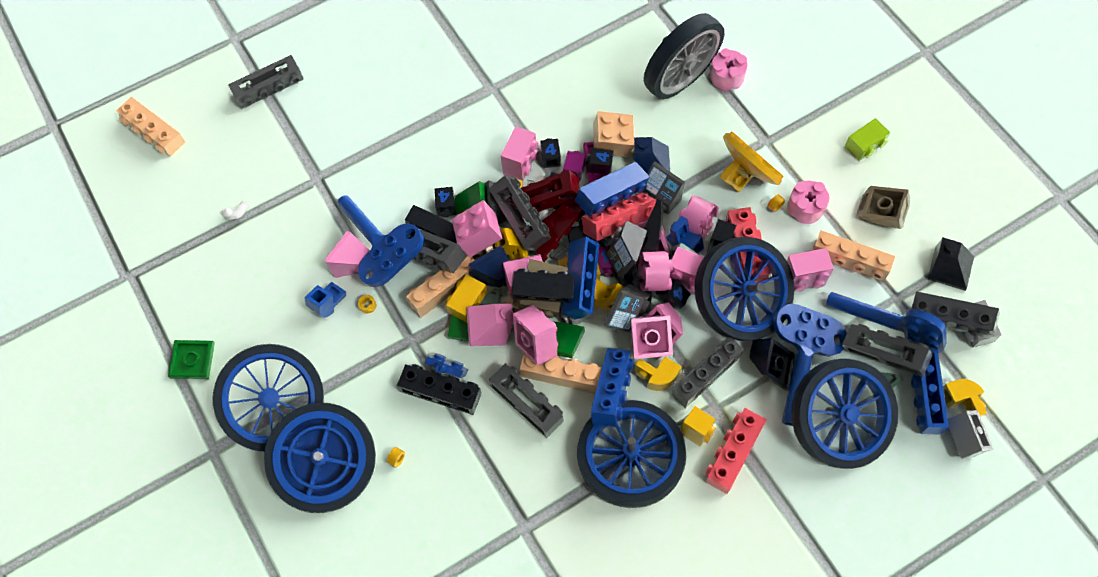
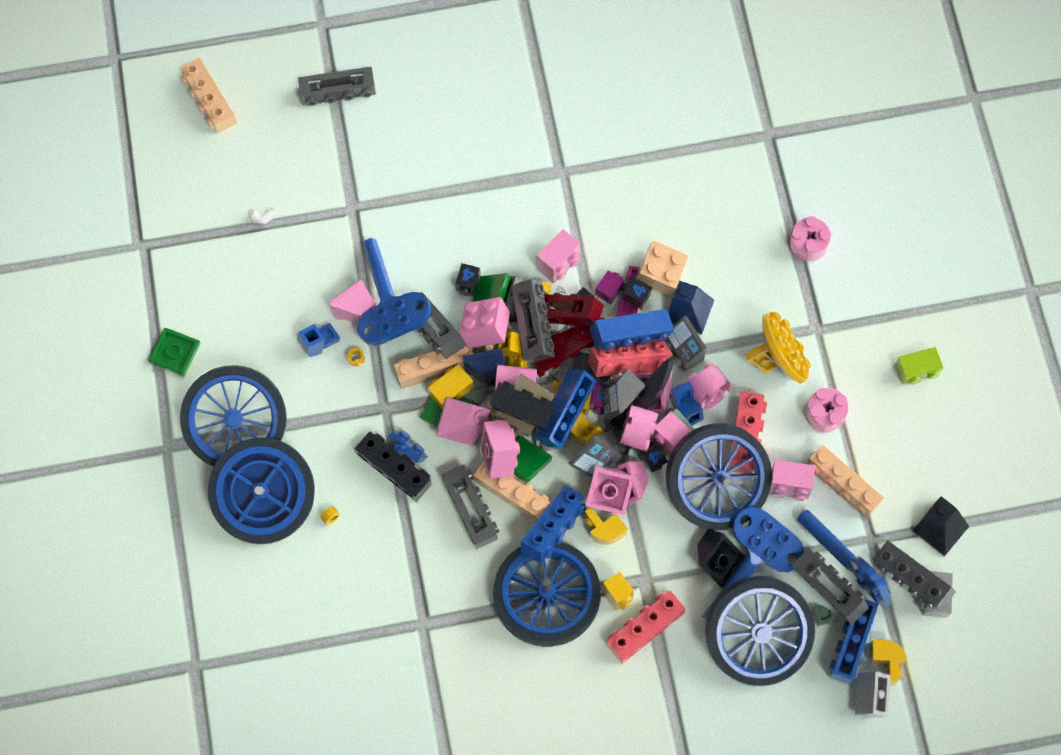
camera: 20 degrees right, 5 degrees up
(431, 223) = (444, 299): black slope -> none
(550, 153) = (591, 264): black brick -> none
(683, 55) = (761, 214): wheel -> none
(707, 372) = (651, 543): dark grey brick -> none
(721, 233) = (721, 413): black brick -> none
(776, 203) = (795, 399): yellow axle -> none
(885, 206) = (902, 443): dark tan slope -> none

